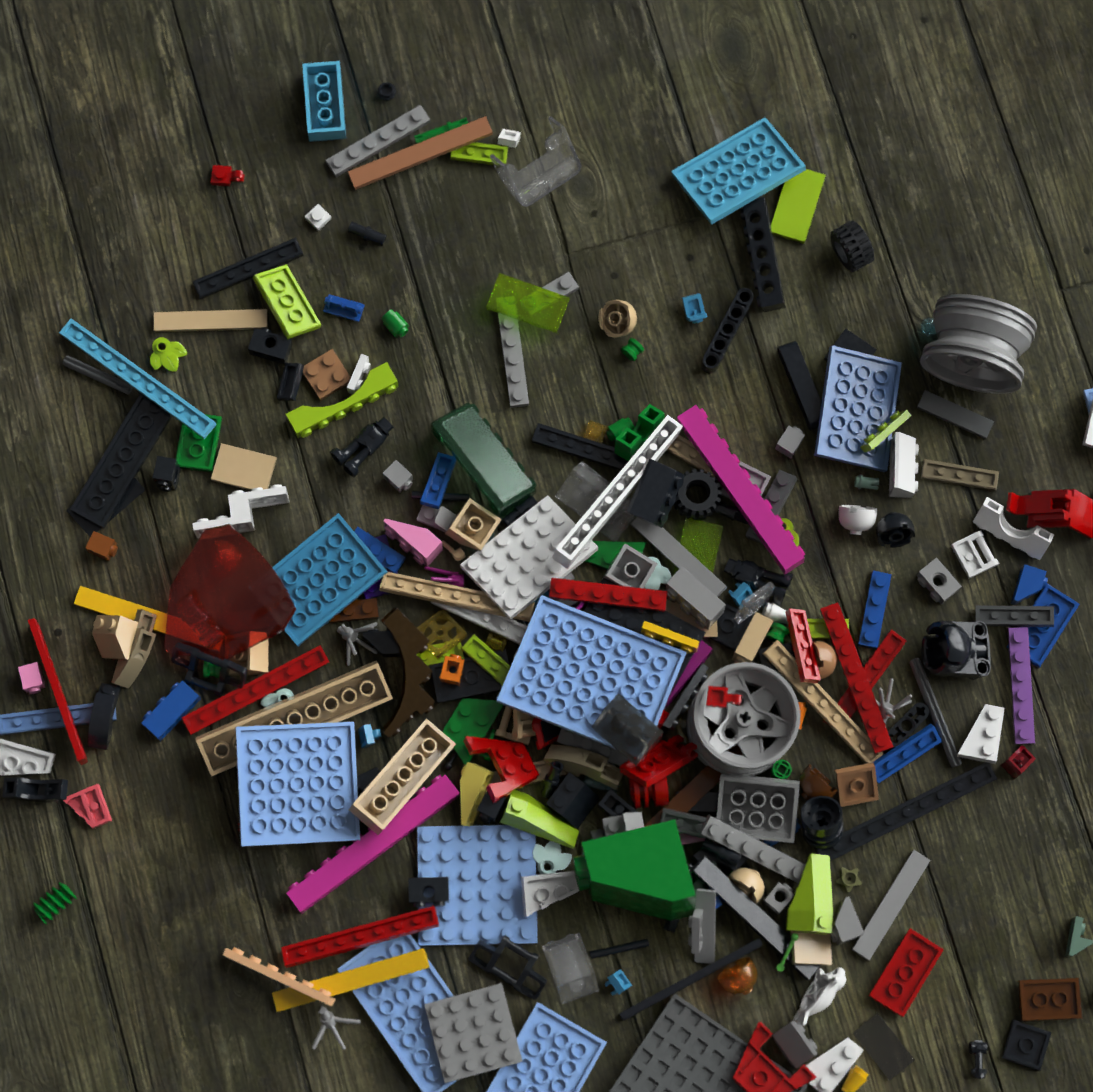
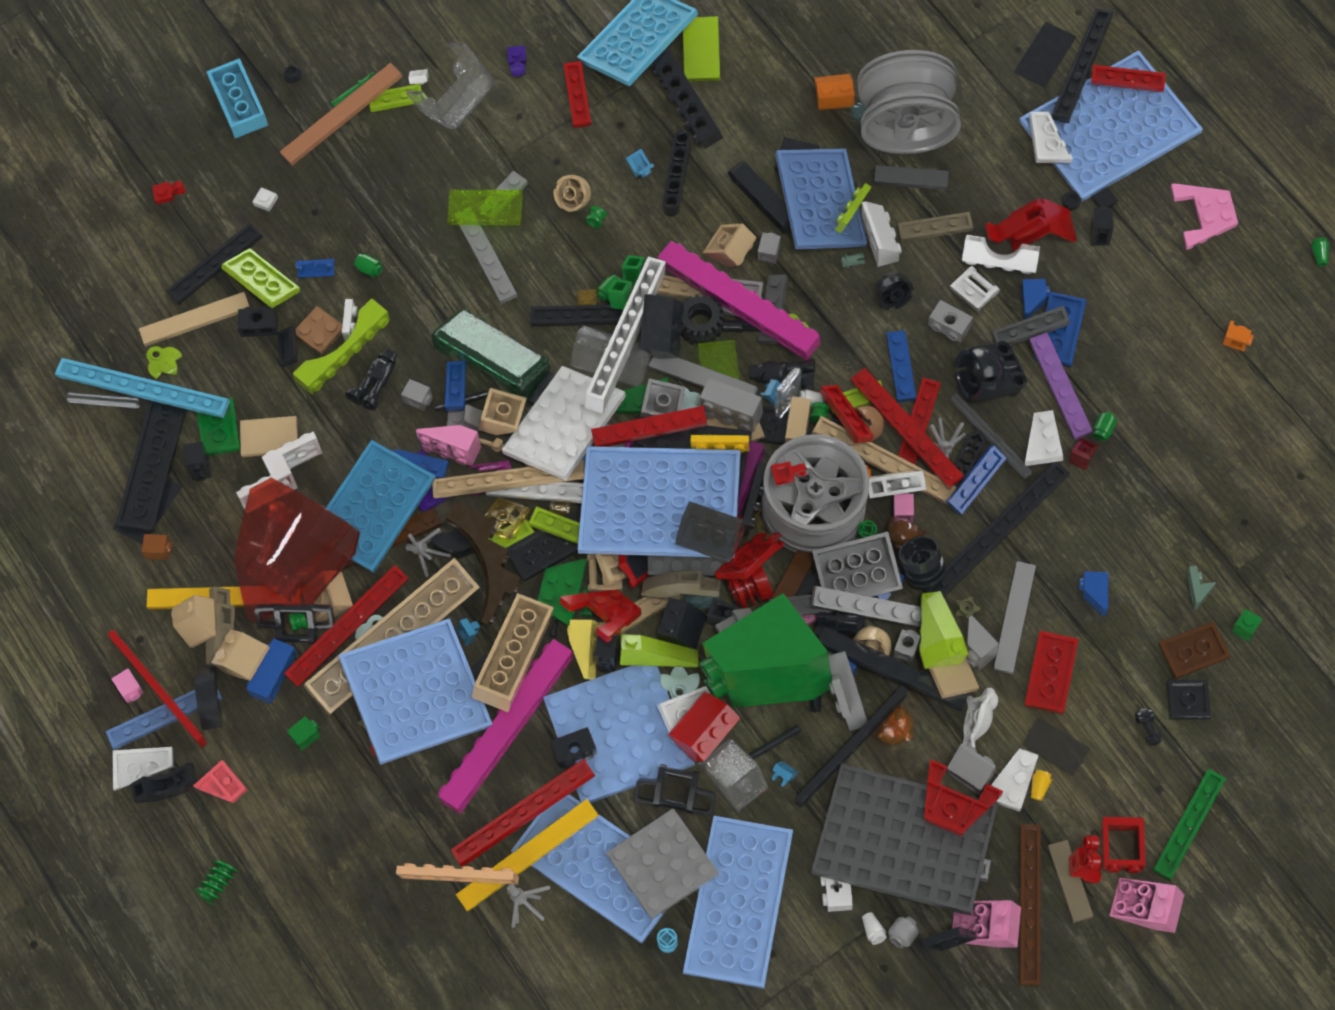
camera: 10 degrees left, 10 degrees down
(145, 686) = (240, 655): none -> tan slope
(182, 783) = (304, 733): none -> green brick
(367, 233) = (315, 197): black pin -> none
(378, 141) = (298, 118): light grey plate -> none
(446, 675) = (527, 551): orange brick -> none
(552, 779) = (655, 609): black pin -> none
(557, 913) = (703, 727): none -> red slope
(612, 149) = (517, 60): none -> dark purple plate
(658, 211) = (577, 94): none -> red plate
(752, 425) = (730, 244): none -> tan slope
(794, 937) = (931, 705): bright green hinge -> none
(825, 733) = (896, 483): none -> white slope
(825, 757) = (904, 507): none -> bright pink brick
(852, 246) = (764, 64): black tyre -> none
(857, 518) = (855, 291): white cylinder -> none
(857, 784) = (942, 519): medium nougat plate -> none
(912, 296) = (834, 91): none -> orange slope
(978, 905) = (1095, 590): none -> blue slope
(1048, 742) = (1104, 426): none -> green brick

